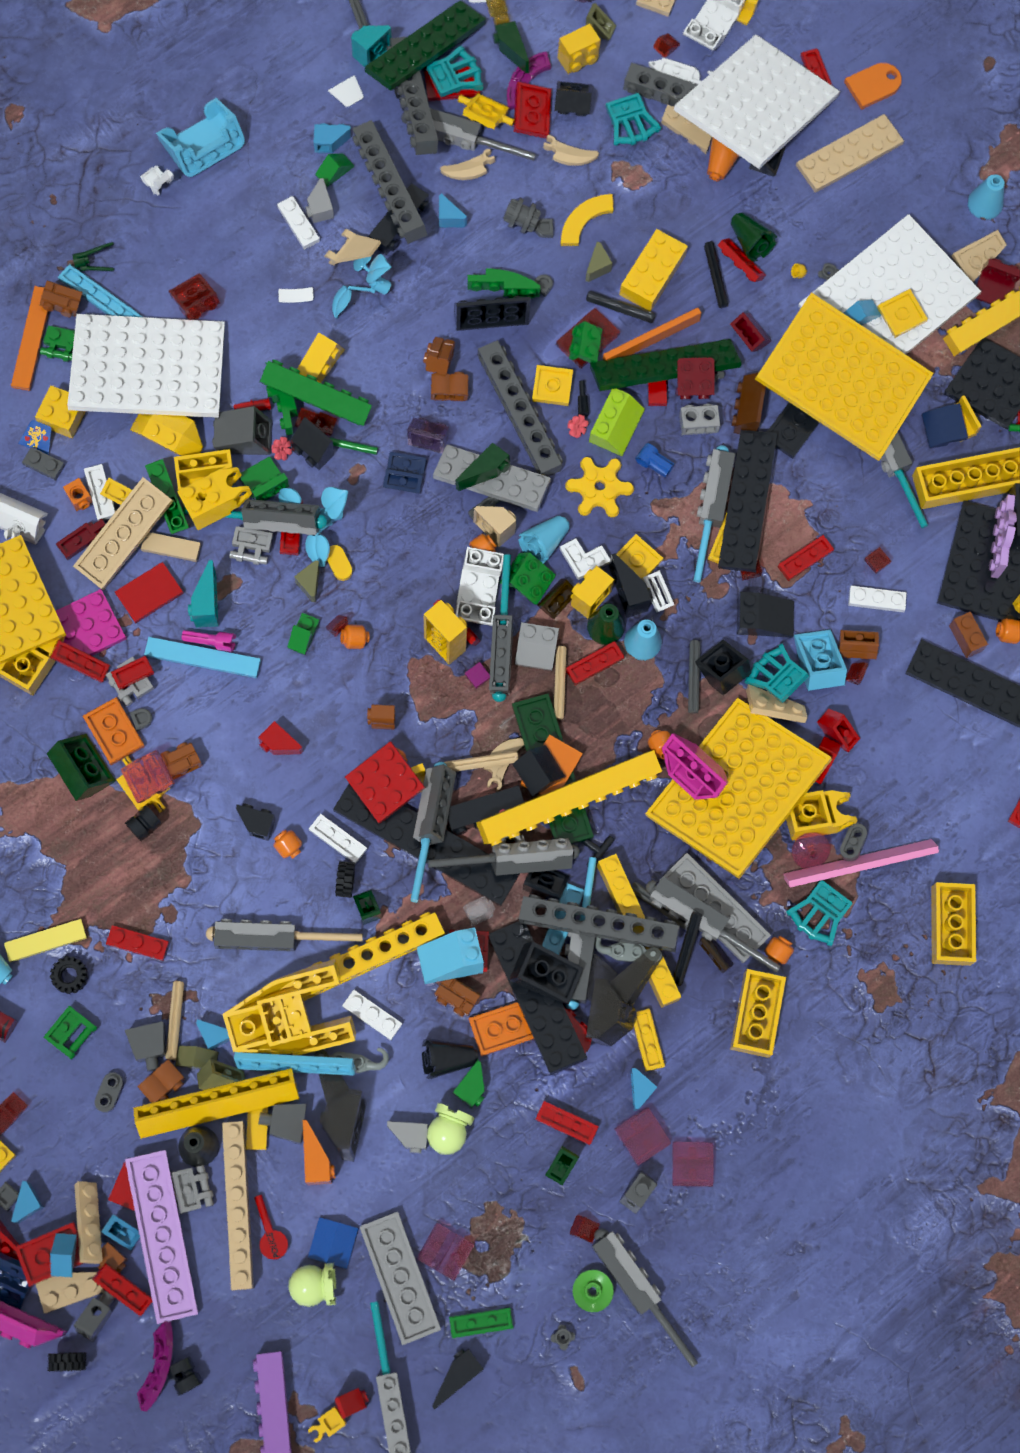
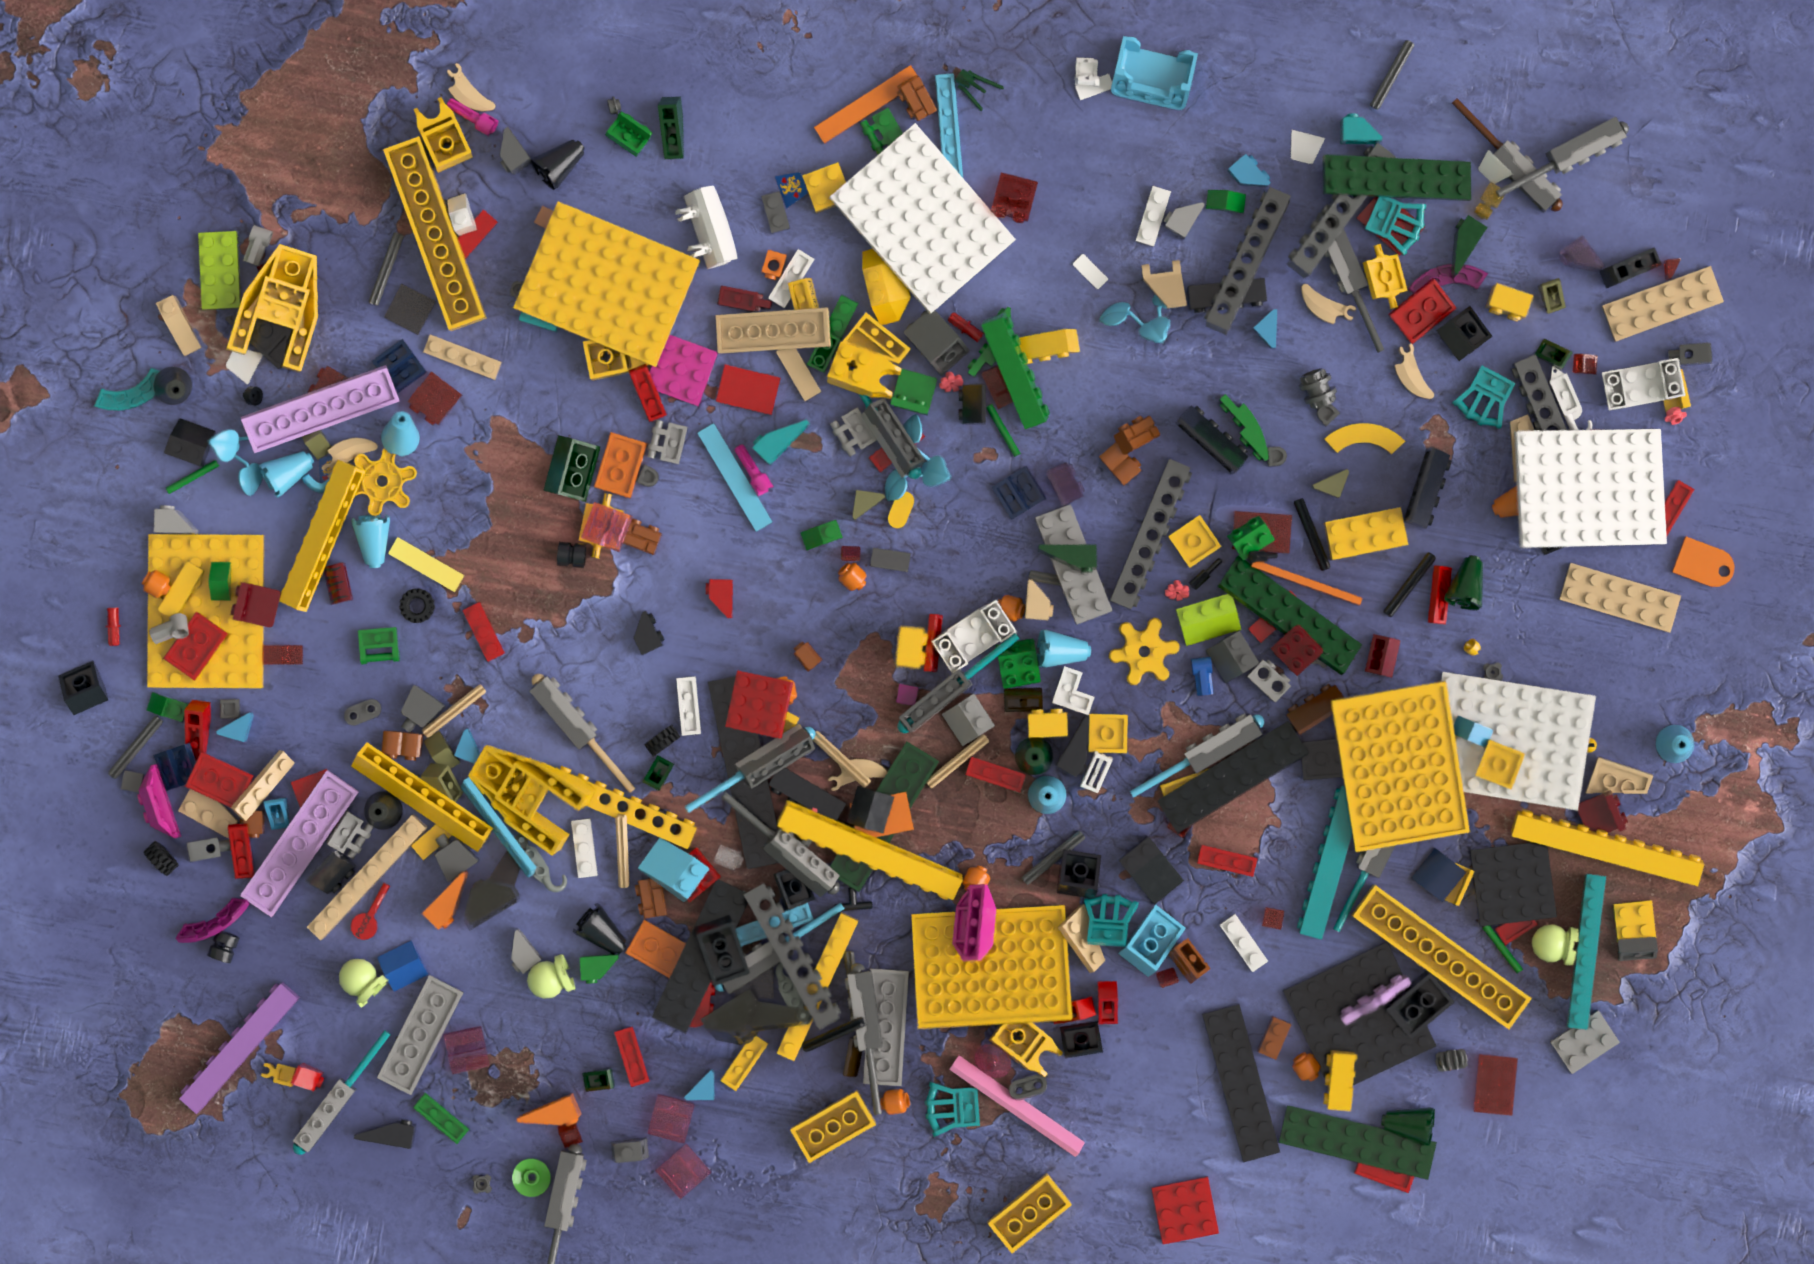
camera: 55 degrees right, 15 degrees up
(63, 1255) = (225, 791): dark azure slope -> none
(132, 672) = (674, 439): red tile -> none
(171, 189) = (1086, 91): none -> white sticker
(207, 1229) = (332, 872): none -> black slope
(287, 844) = (651, 673): orange head -> none
(368, 601) = (890, 559): none -> dark grey slope
(401, 985) = (622, 851): none -> tan axle
(559, 1219) = (554, 1113): none -> orange slope
(605, 347) = (1261, 556): none -> black axle
(642, 53) = (1553, 354): none -> dark green slope
(656, 202) = (1426, 488): none -> black slope
(660, 428) = (1232, 656): none -> dark grey slope
(755, 18) = (1675, 415): none -> coral plate
(850, 772) = (1081, 1039): none -> black slope
(872, 491) = (1328, 869): none -> teal brick

